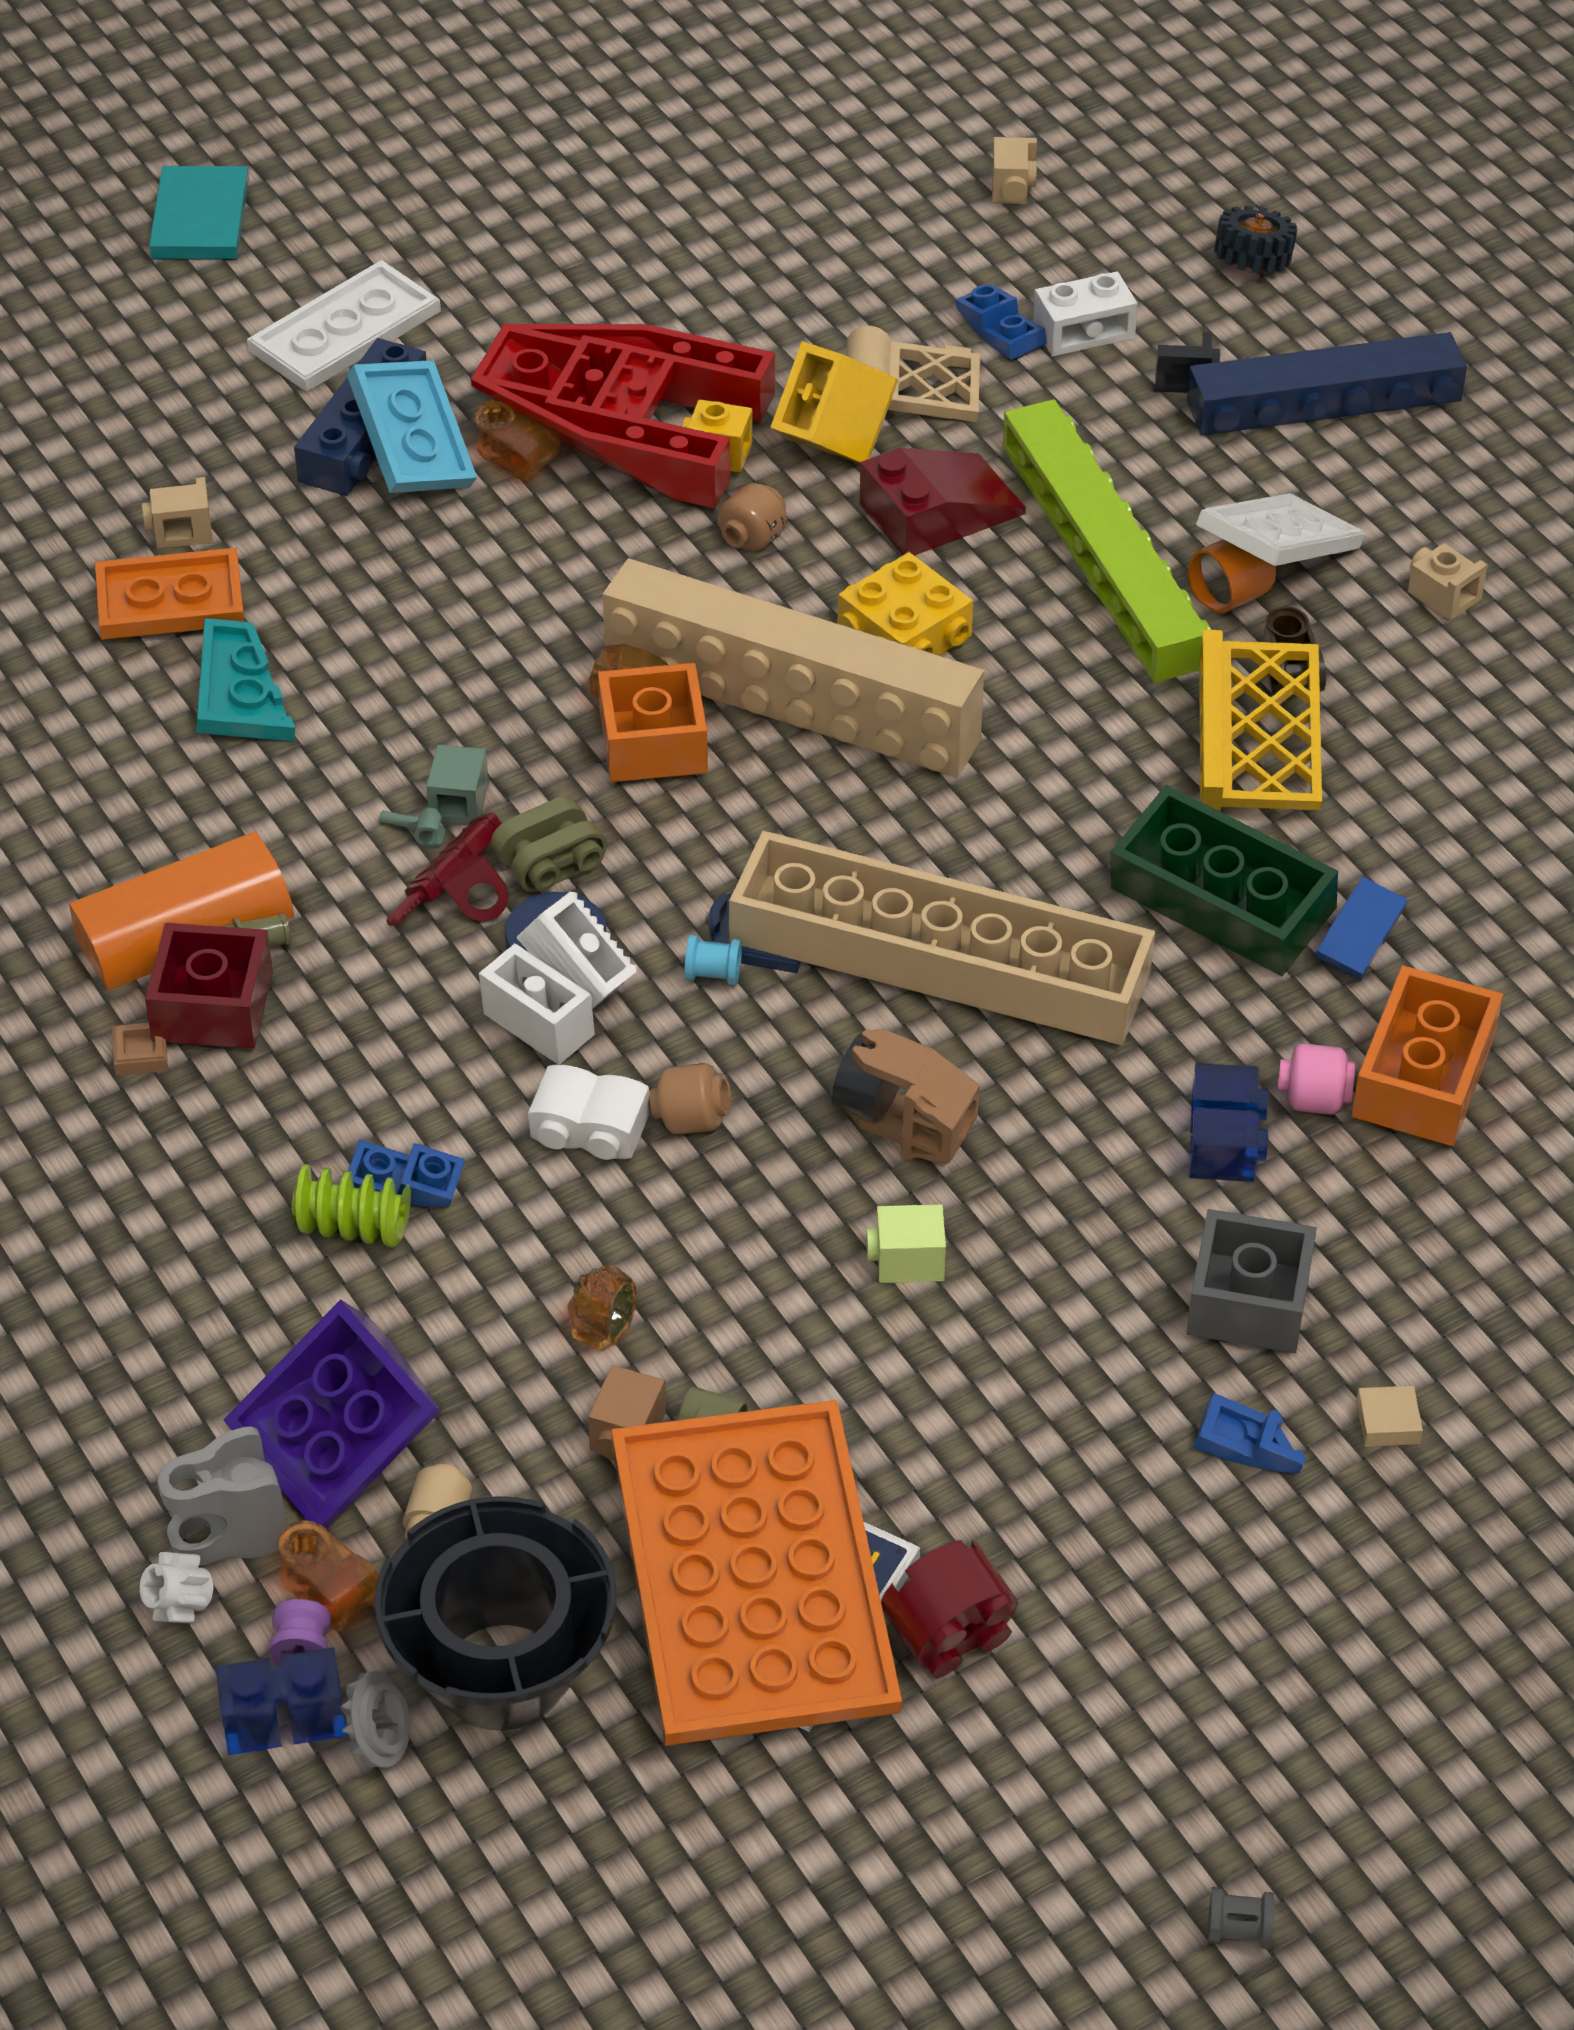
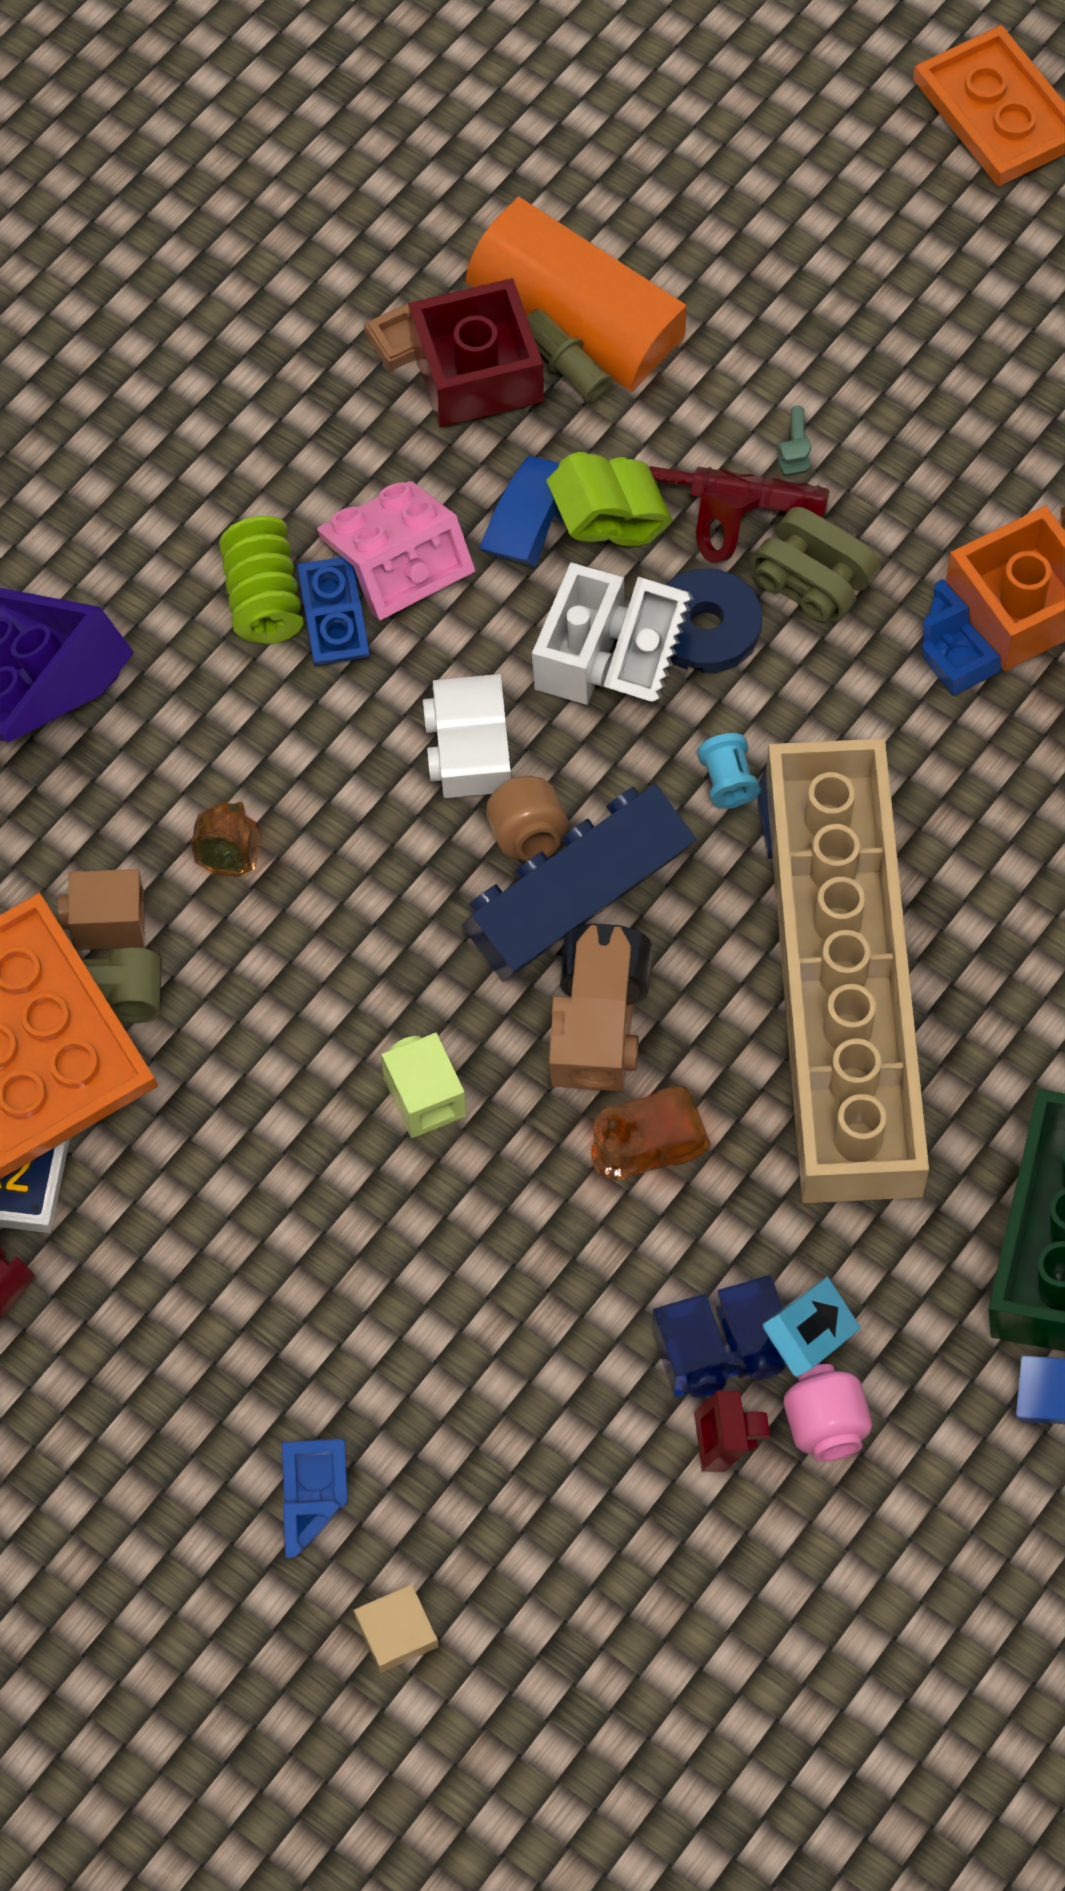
camera: 70 degrees right, 15 degrees up
(237, 686) = (903, 213): teal wing -> none
(359, 1099) = (399, 547): none -> bright pink bracket
(385, 1007) = (523, 514): none -> blue slope
(416, 941) = (608, 499): none -> lime brick
(458, 783) = (859, 452): sand green brick -> none
(665, 795) = (953, 645): none -> blue slope
(774, 1081) = (577, 881): none -> dark blue brick
(1024, 1116) = (650, 1133): none -> clear orange piece
(1249, 1054) = (811, 1327): none -> medium azure tile
(1251, 1280) = (496, 1427): dark grey brick -> none
(1306, 1146) = (726, 1431): none -> dark red tile
(1427, 1055) = (904, 1517): orange brick -> none

